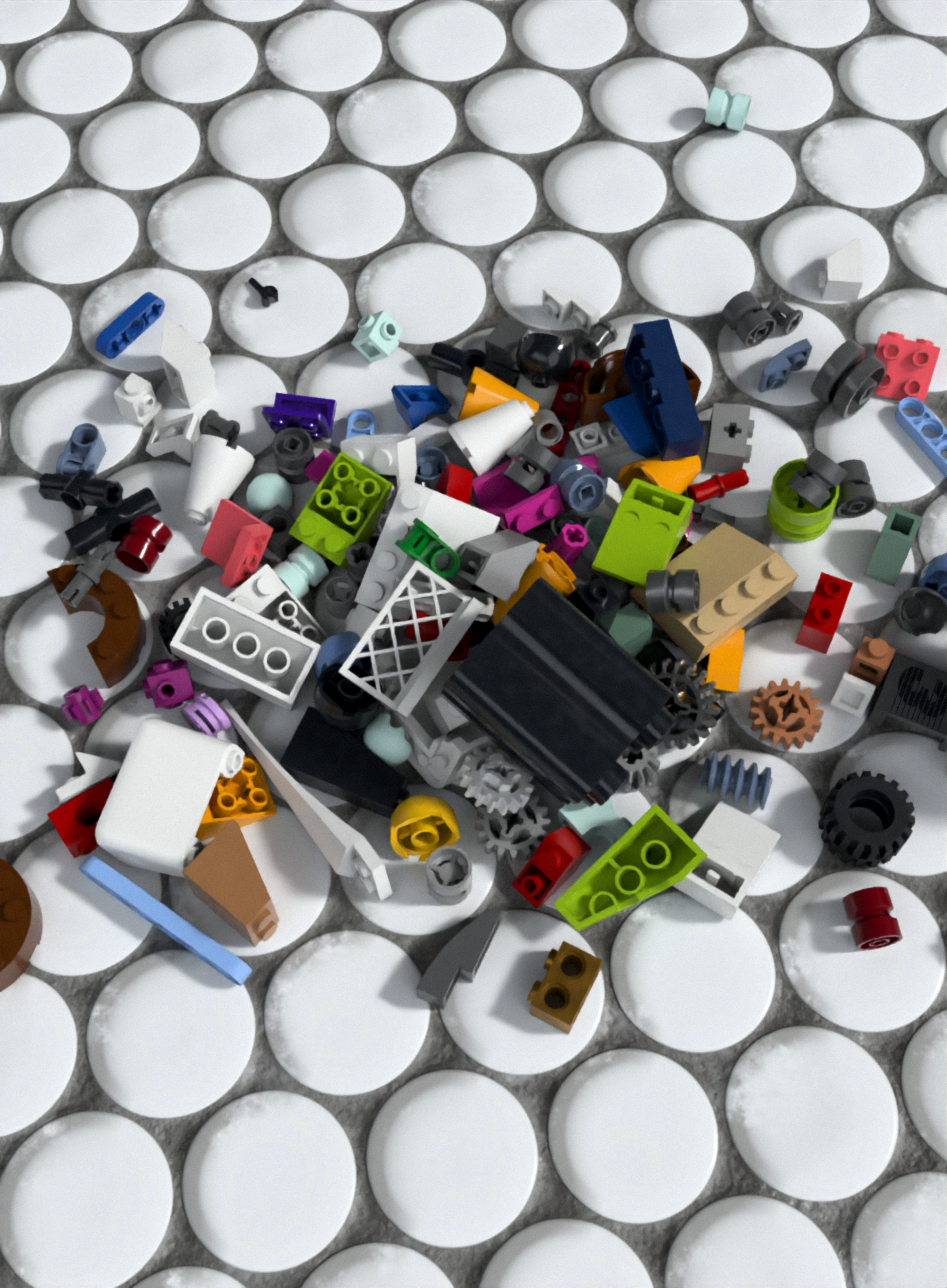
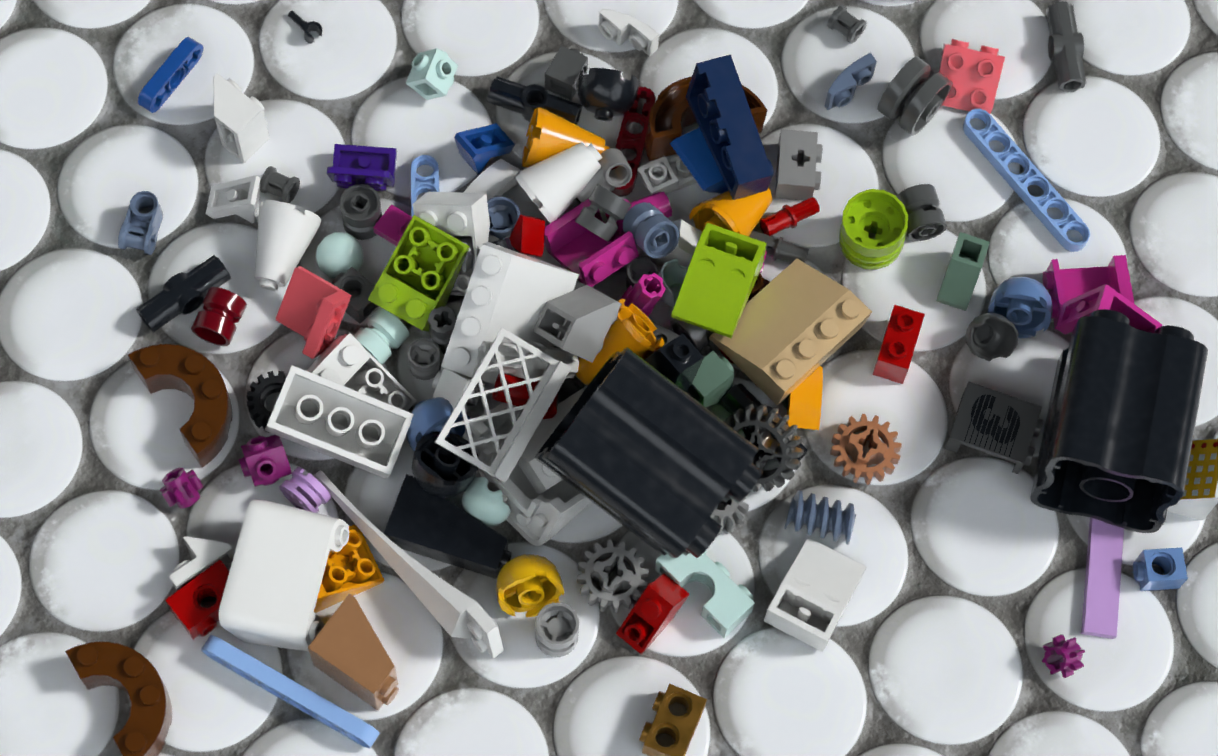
camera: 10 degrees left, 5 degrees up
(81, 490) = (148, 264): black piece -> none
(87, 575) = (172, 357): dark grey pin -> none
(137, 400) = (190, 160): white brick -> none
(425, 545) = (509, 313): green piece -> none
(459, 958) = (573, 707): dark grey slope -> none
(495, 781) = (594, 537): white gear -> none
(598, 339) = (659, 62): dark grey bush -> none
(639, 865) = (736, 607): lime wedge -> none
(673, 591) = (753, 339): flat silver wheel -> none
(748, 319) = (810, 30): dark grey wheel -> none
(817, 478) = (885, 212): dark grey wheel -> none
(853, 695) = (929, 425): white tile -> none
(871, 913) = (952, 637): dark red wheel -> none
(874, 654) = (949, 385): nougat brick -> none
(883, 800) = (960, 527): black tyre -> none

